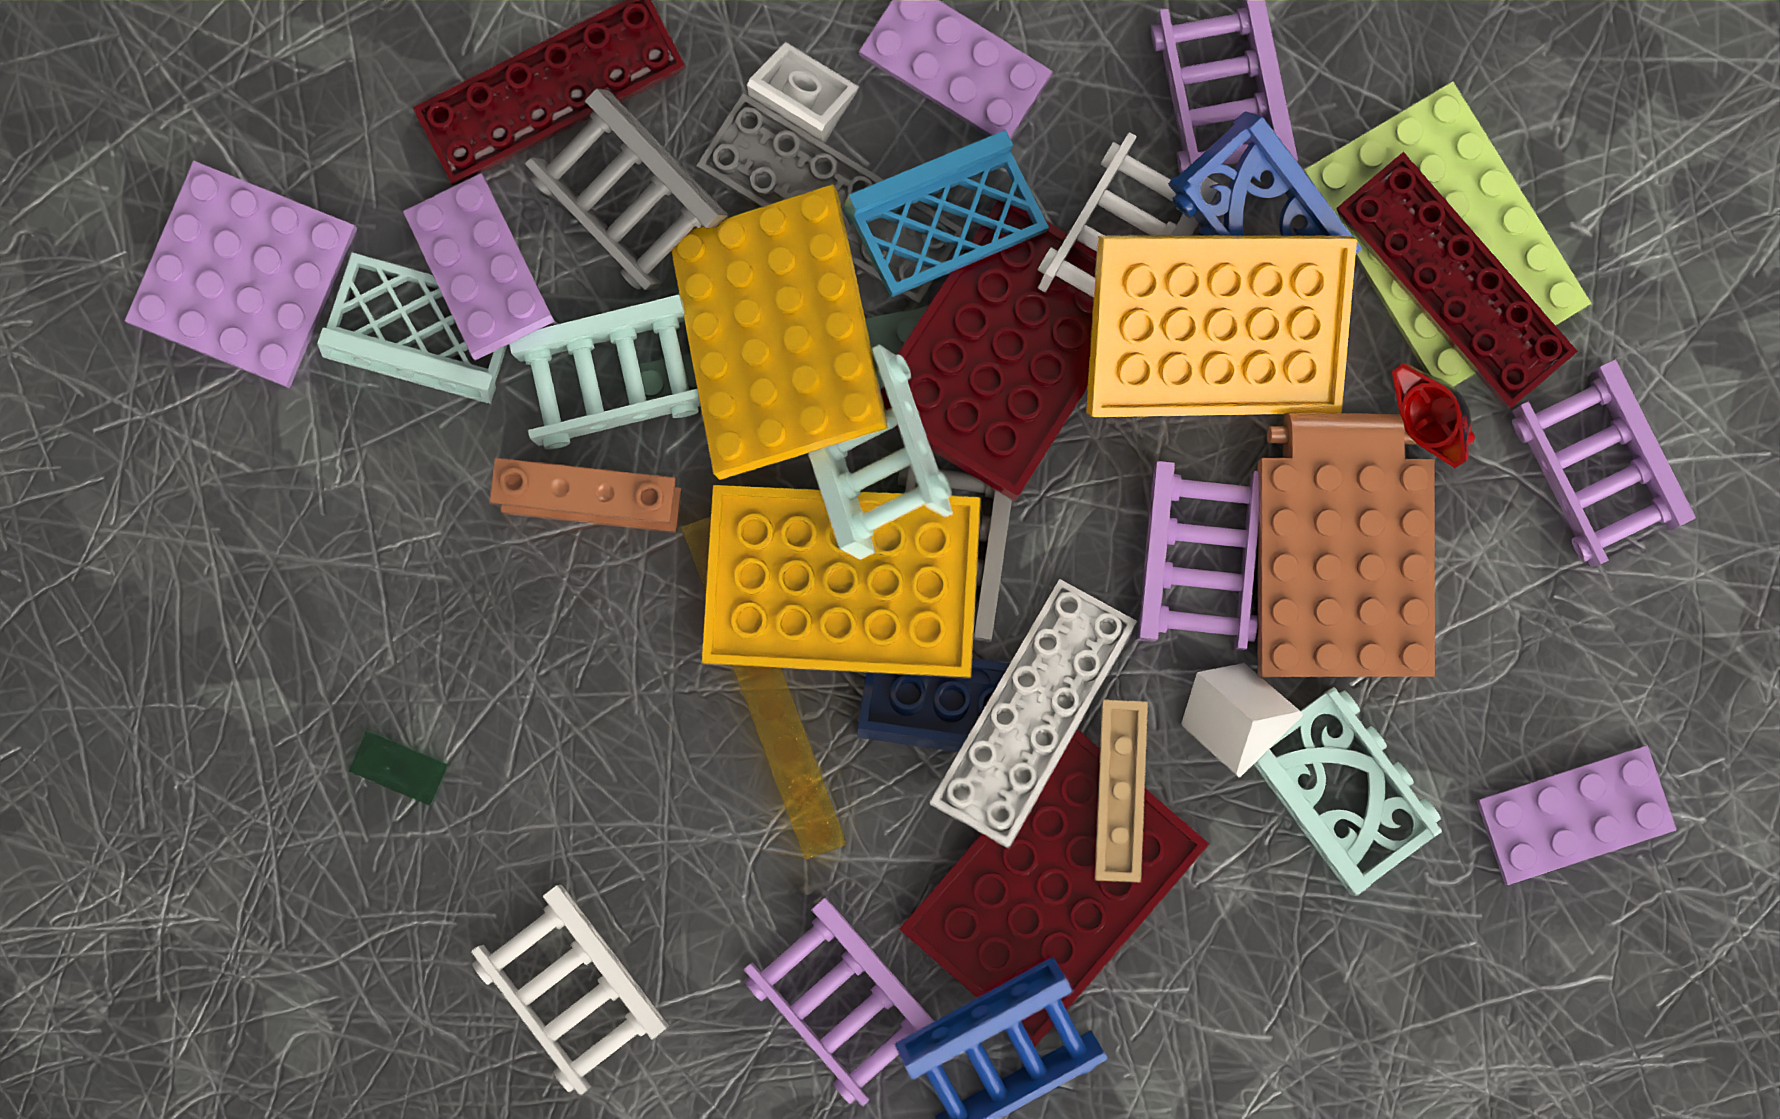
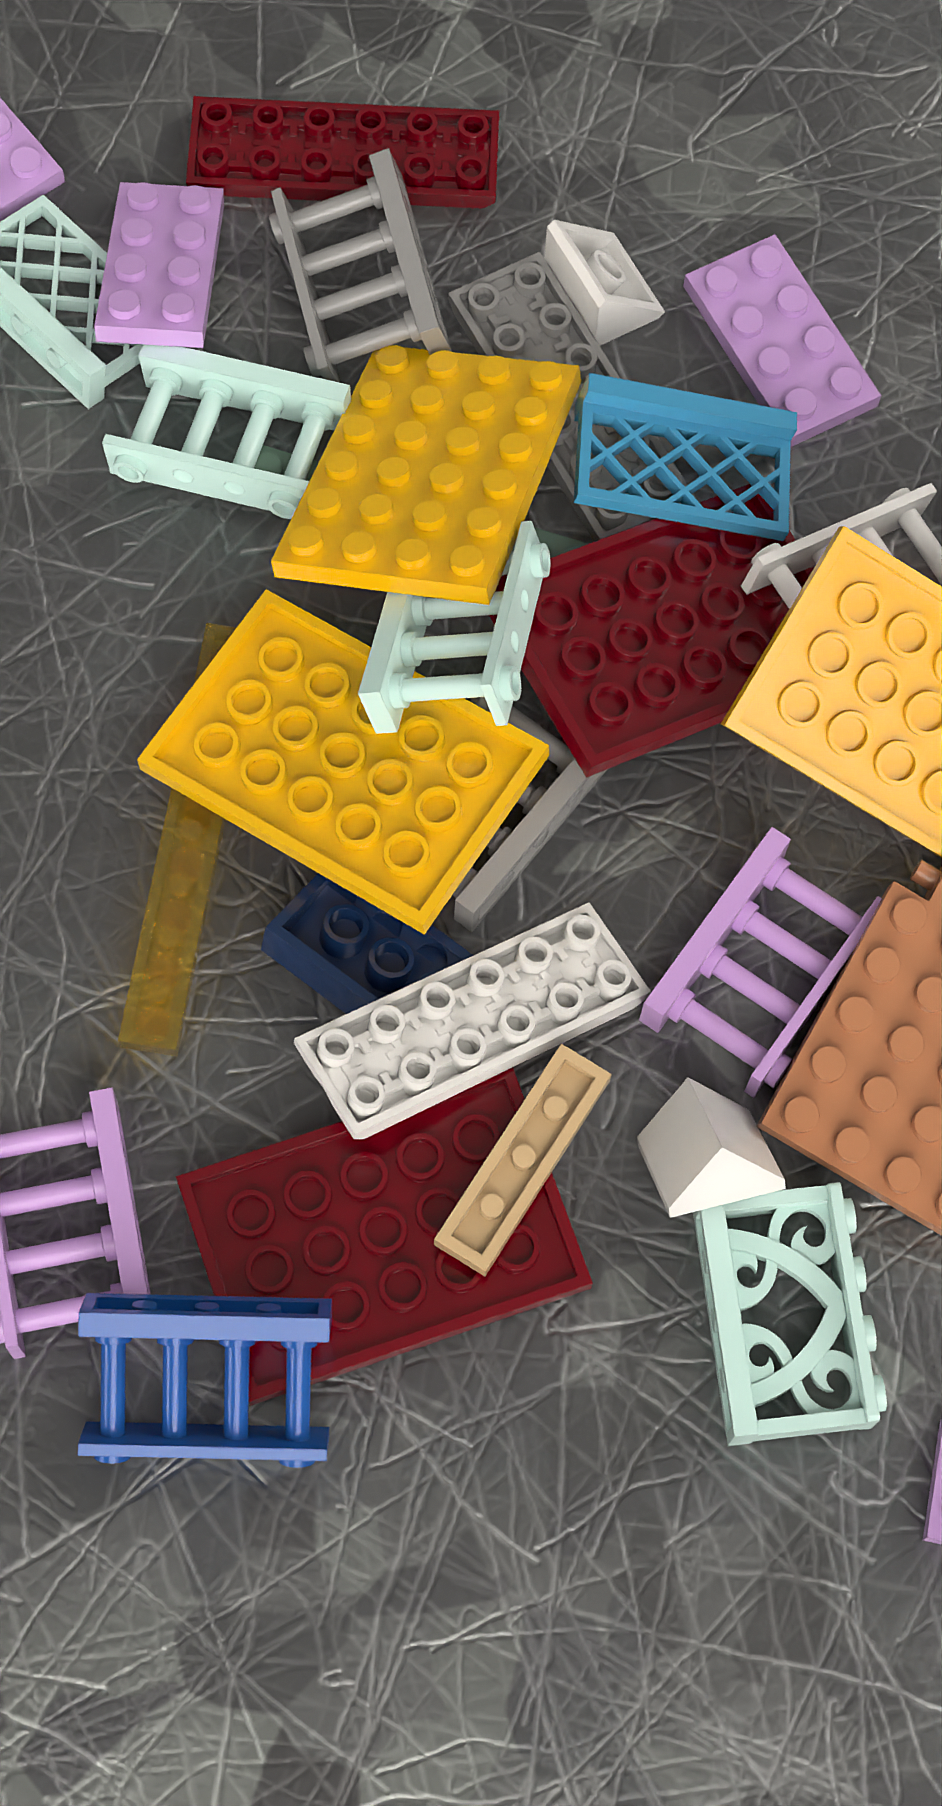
camera: 25 degrees right, 15 degrees down
(586, 495) = (124, 526): nougat fence -> none

